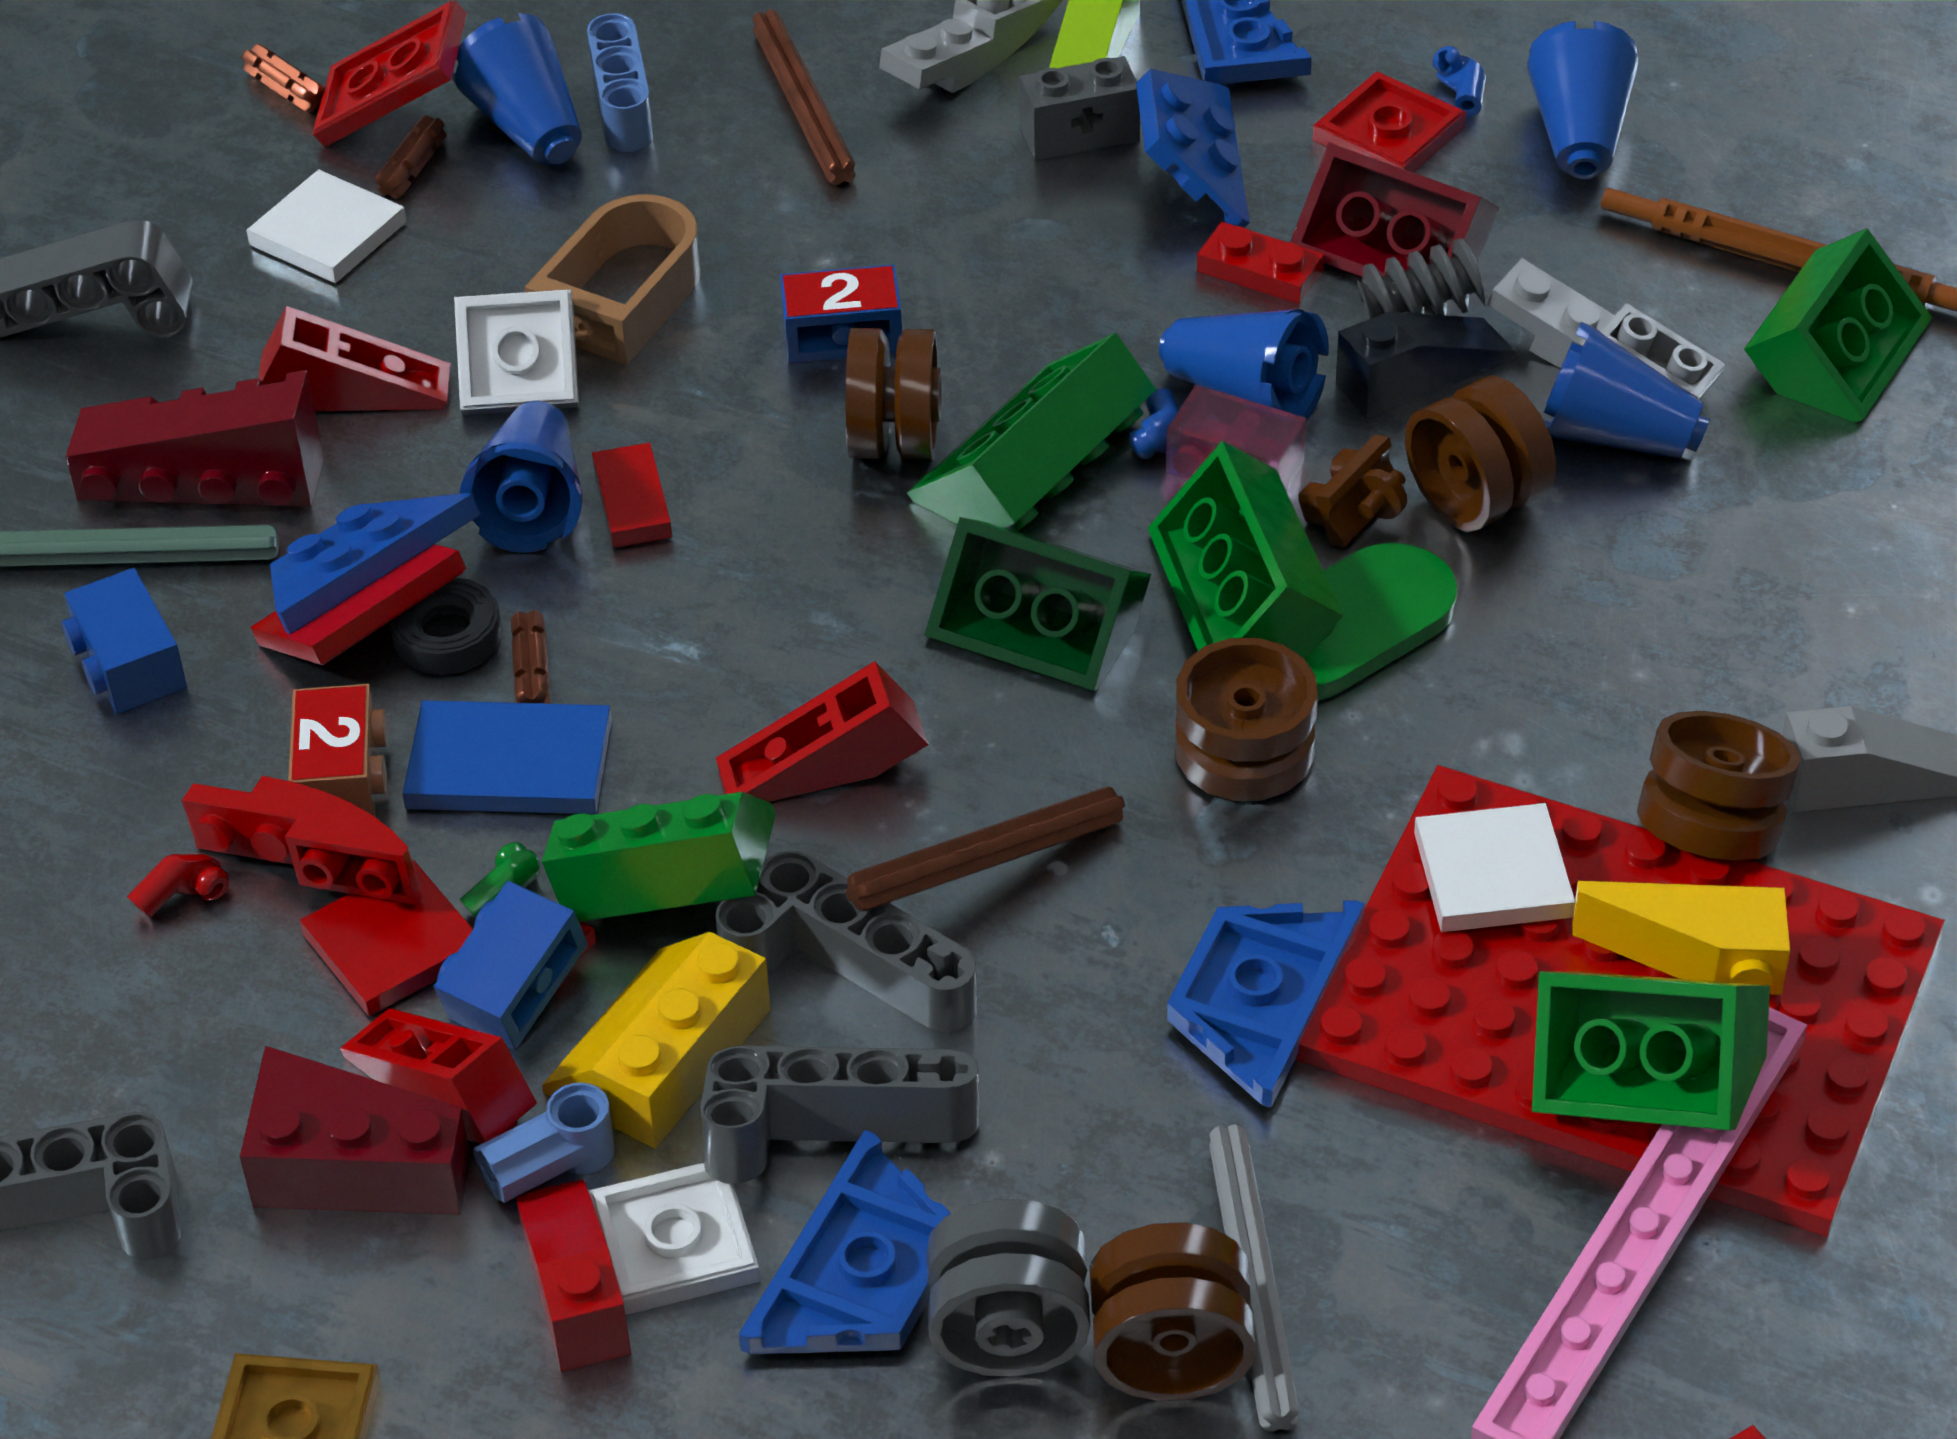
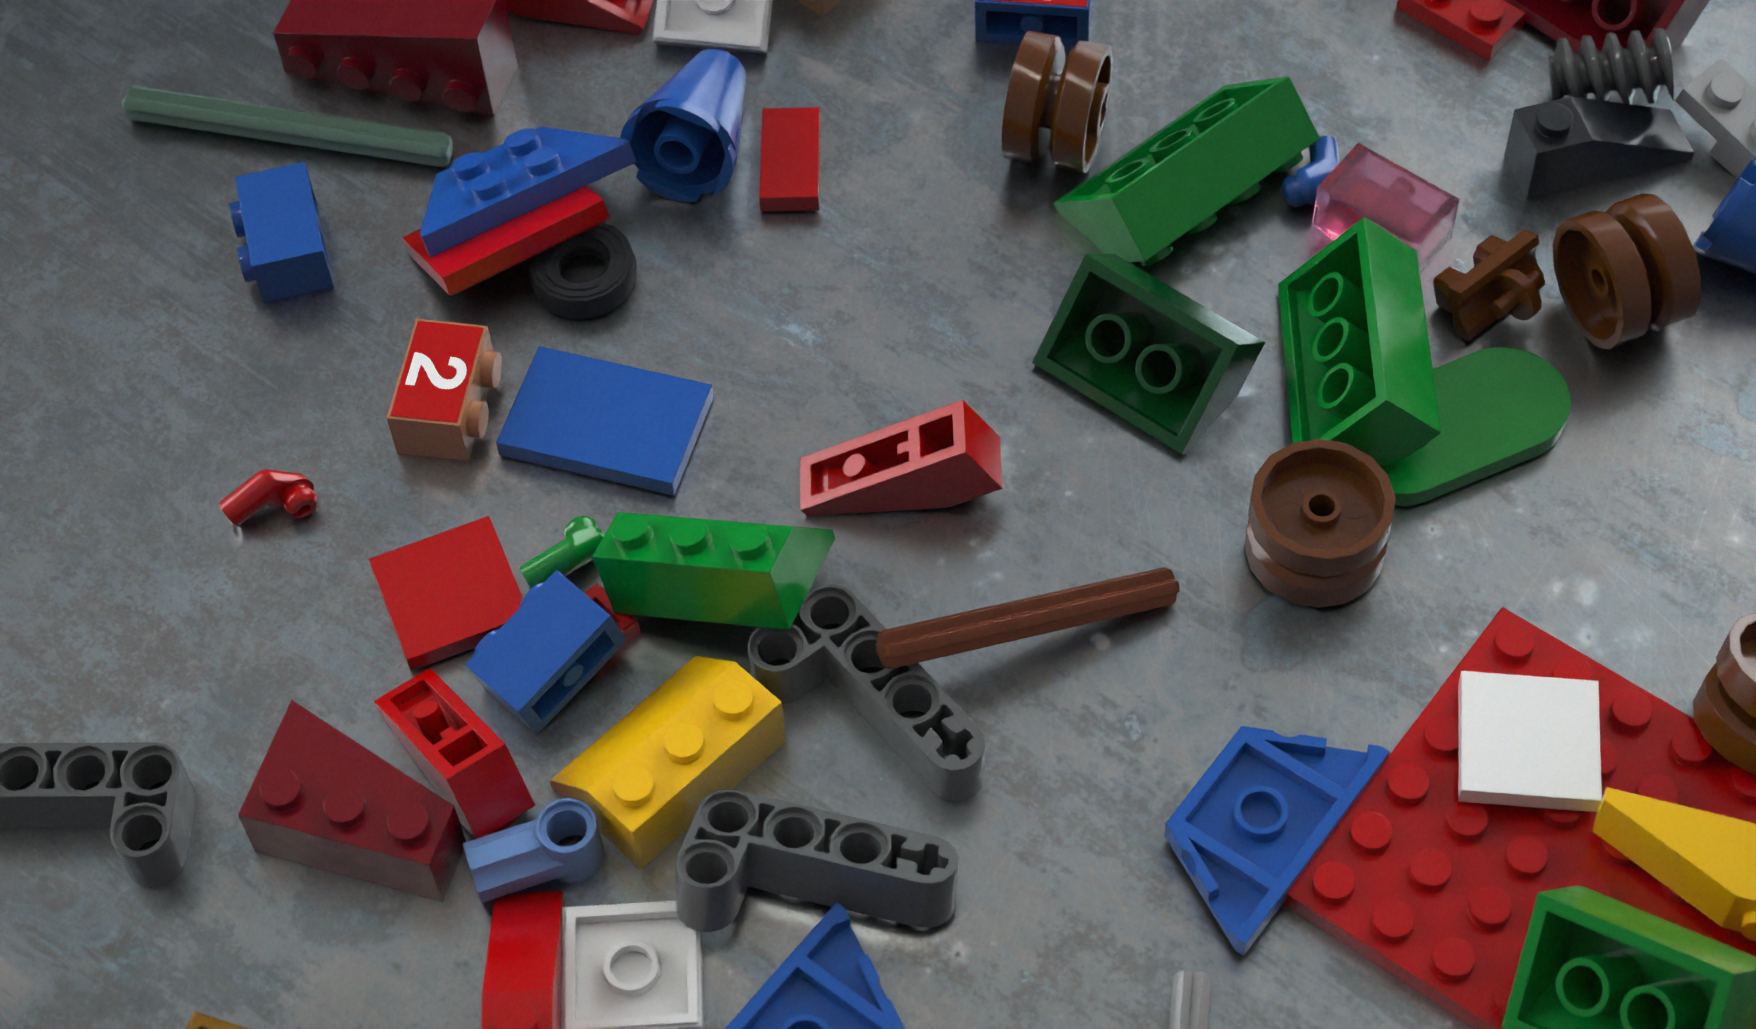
camera: 15 degrees right, 10 degrees up
(319, 833) = (403, 476): red slope -> none
(530, 658) = (651, 320): copper axle -> none
(1251, 356) = (1422, 122): blue cone -> none

